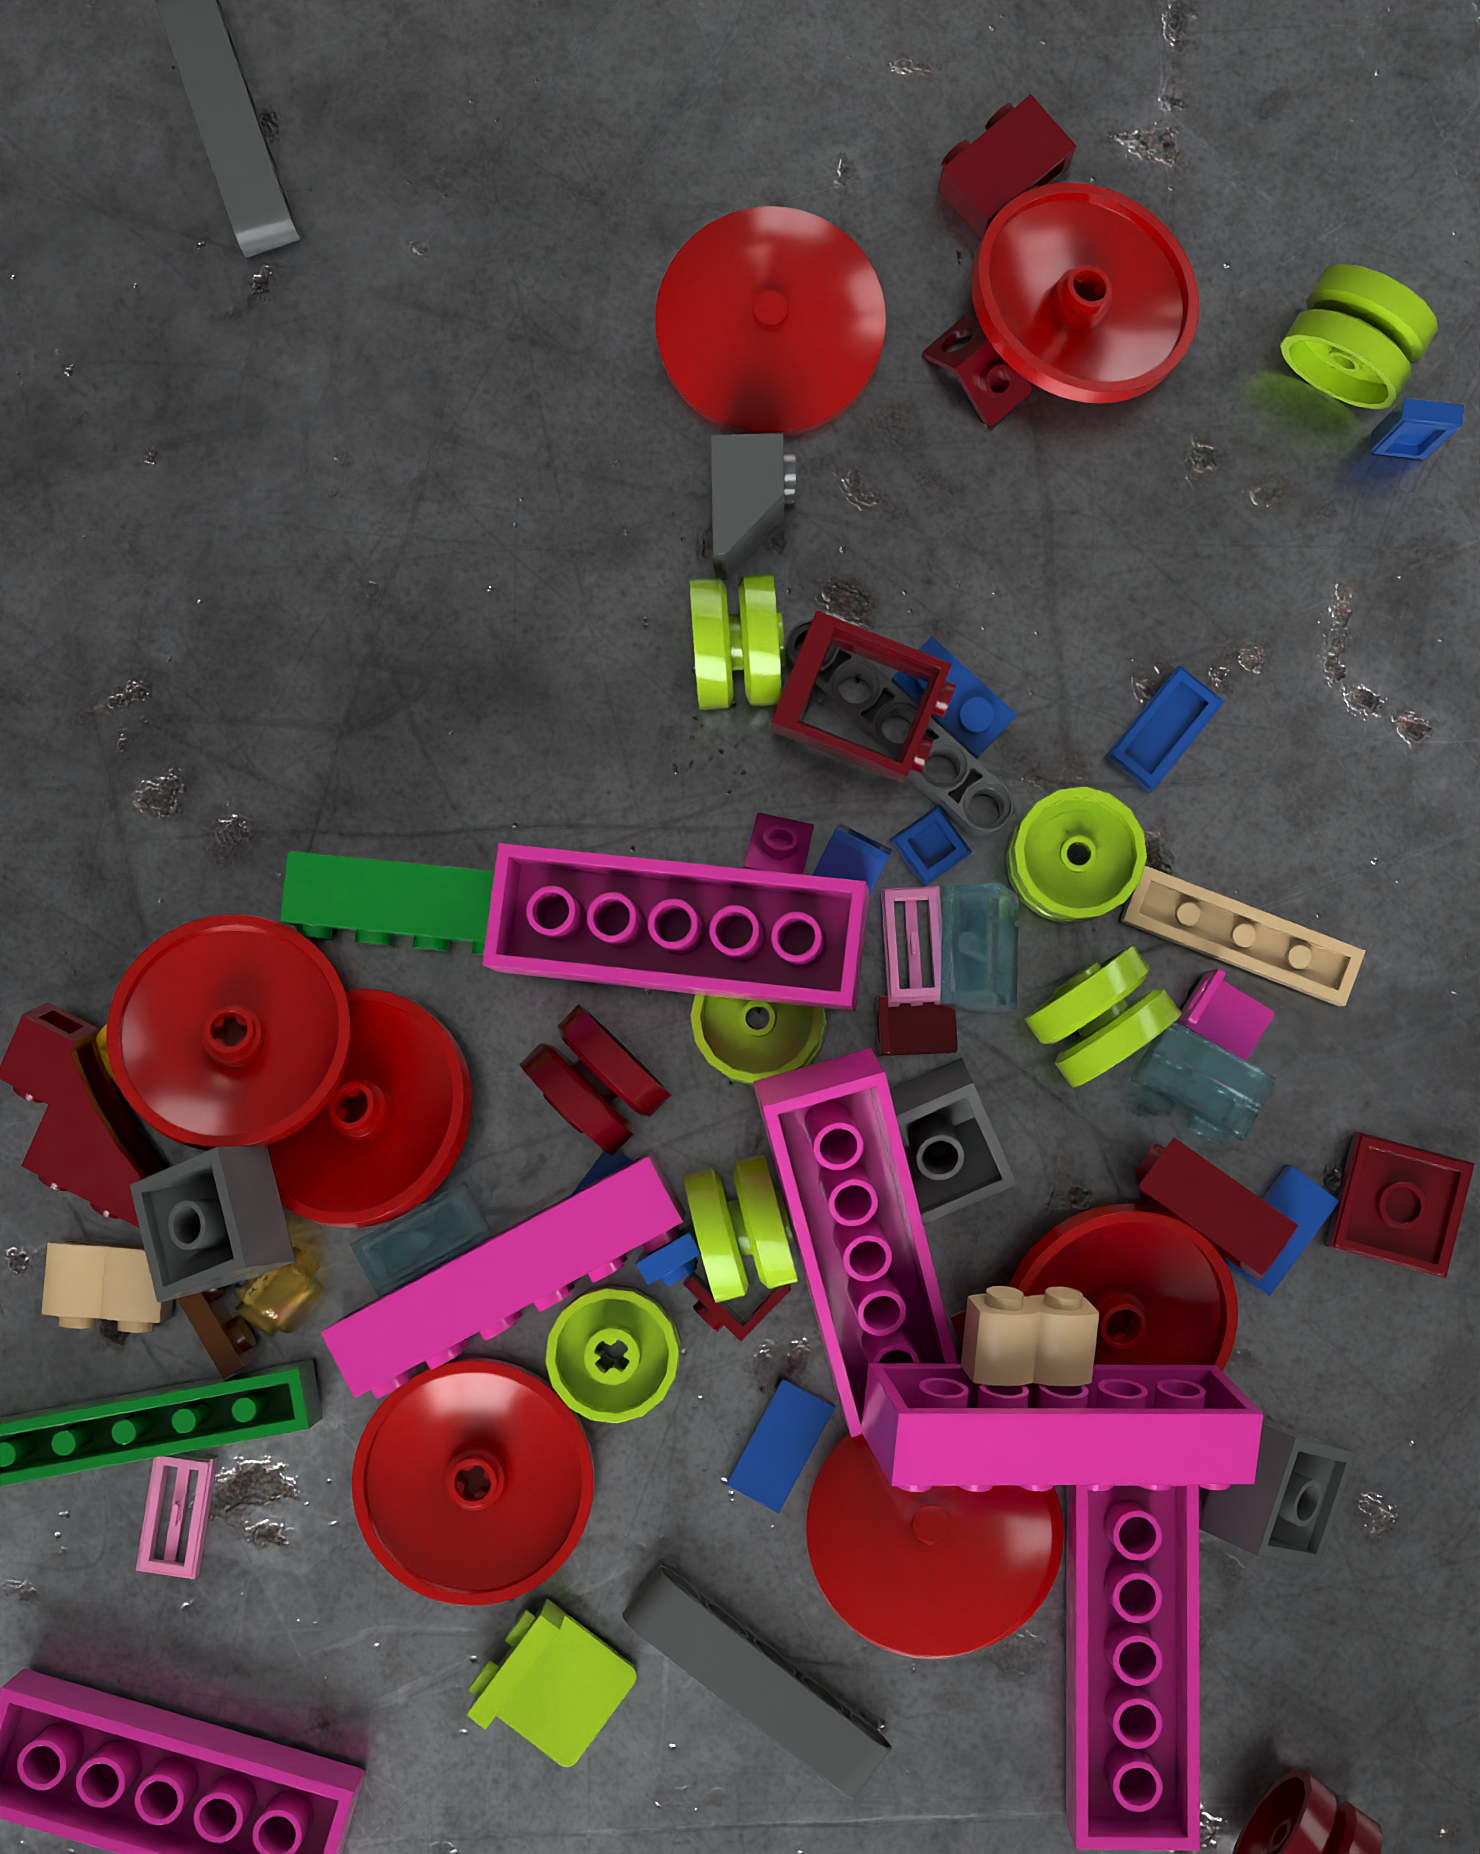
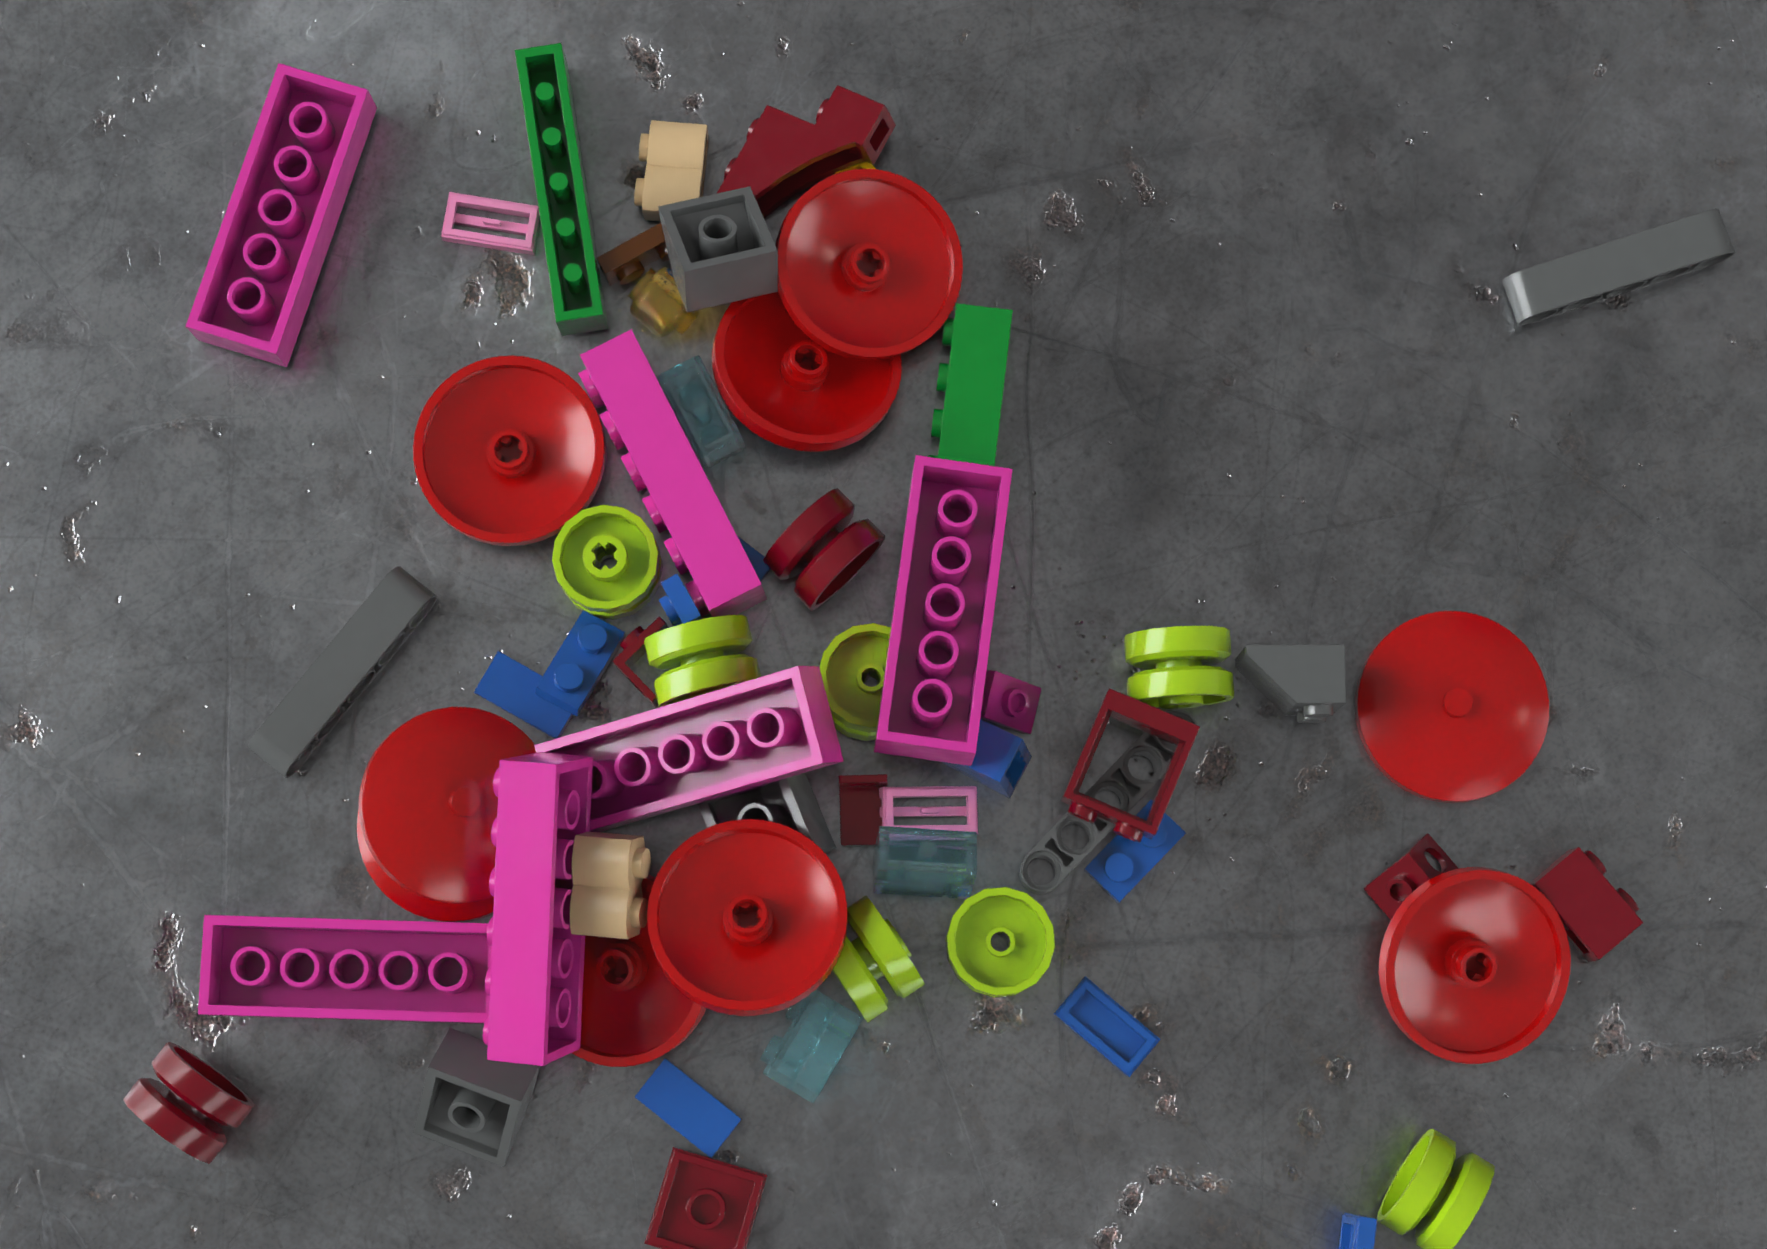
camera: 85 degrees right, 5 degrees down
(552, 1684) = (348, 511): lime bracket -> none
(740, 1381) = (580, 663): none -> blue plate
(930, 845) = (1011, 829): blue tile -> none
(1068, 1163) = (747, 917): none -> red dish
(1216, 1205) = (698, 1057): dark red window -> none
(1225, 1014) = (865, 1068): dark pink bracket -> none
(1243, 936) = (932, 1084): tan plate -> none

